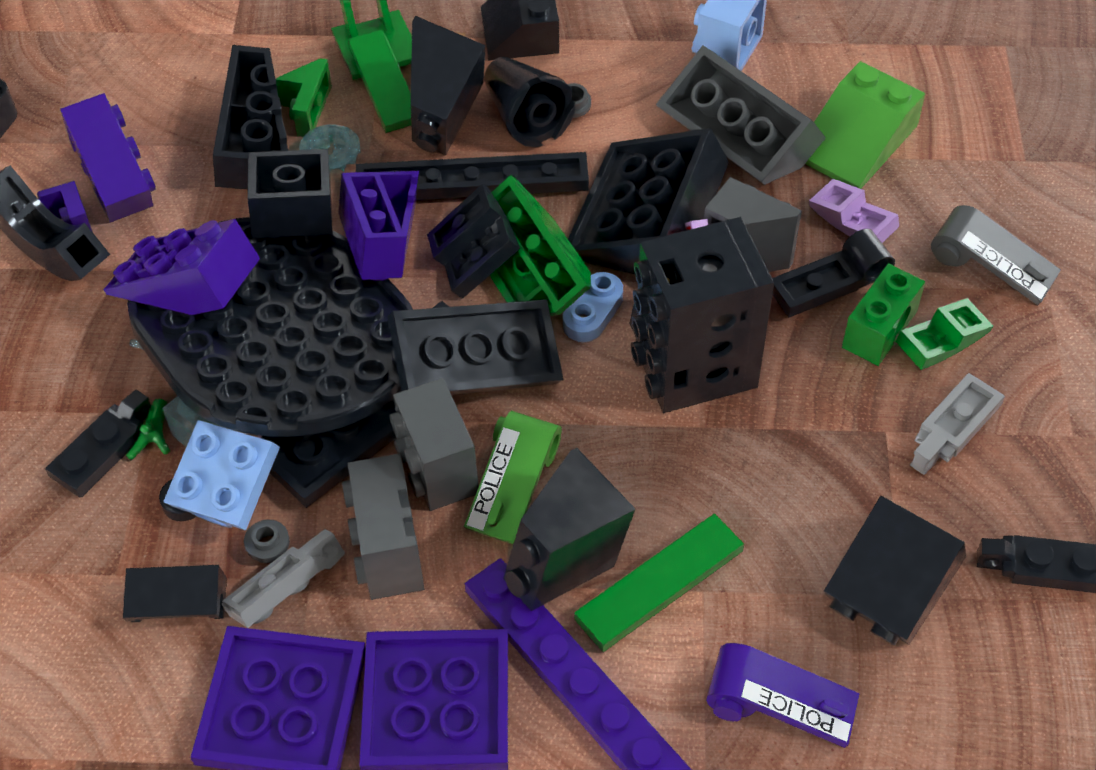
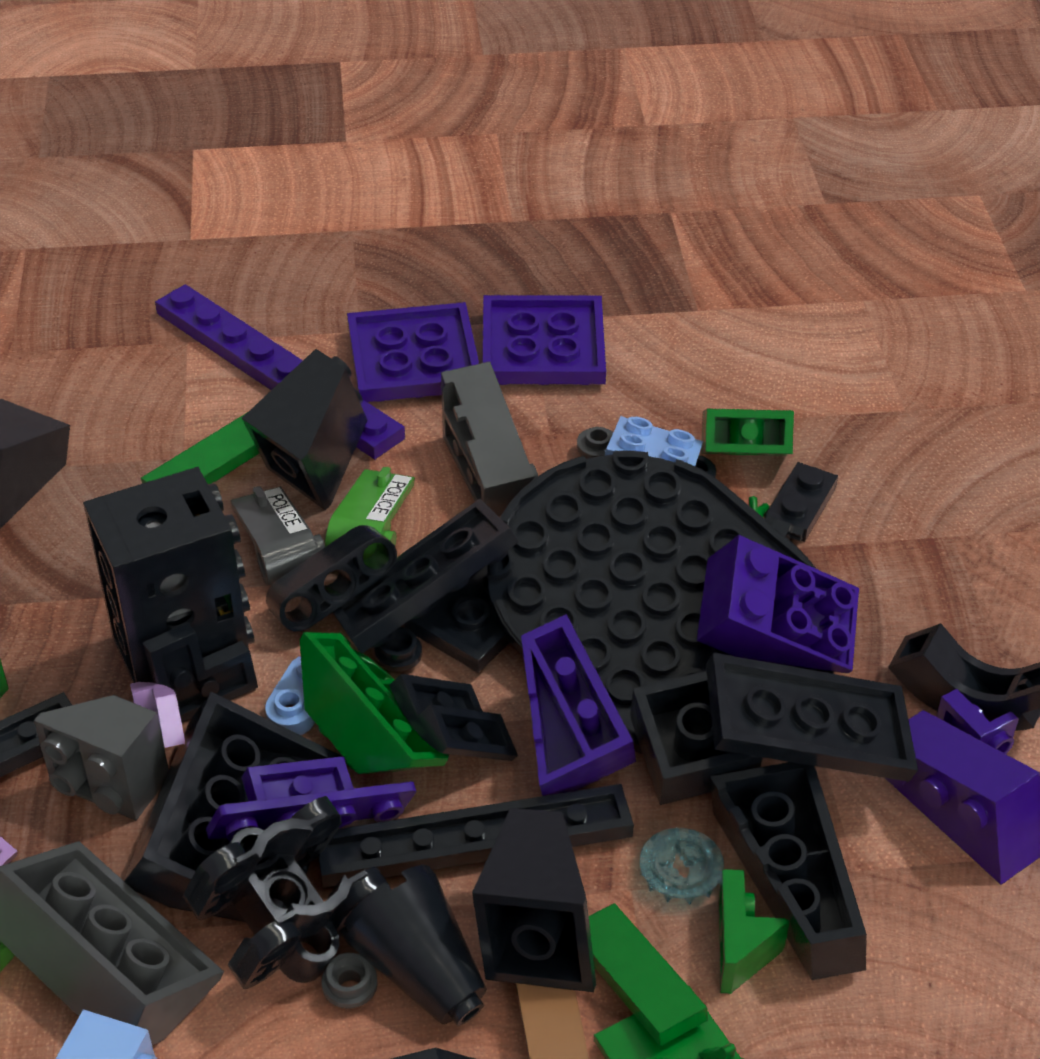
camera: 170 degrees right, 10 degrees down
(137, 502) = (747, 432): none -> green brick
(174, 592) = (664, 392): black hinge -> none
(204, 160) = (809, 717): none -> black plate
(281, 578) = (572, 411): light grey hinge -> none
(434, 444) = (443, 481): dark grey brick -> none
(557, 376) = (309, 577): none -> black beam
(598, 176) = (283, 789): none -> dark purple bracket
(605, 440) = (277, 532): none -> dark grey door
(612, 109) = (269, 866): none -> black piece
(755, 681) = (146, 376): dark purple door -> none

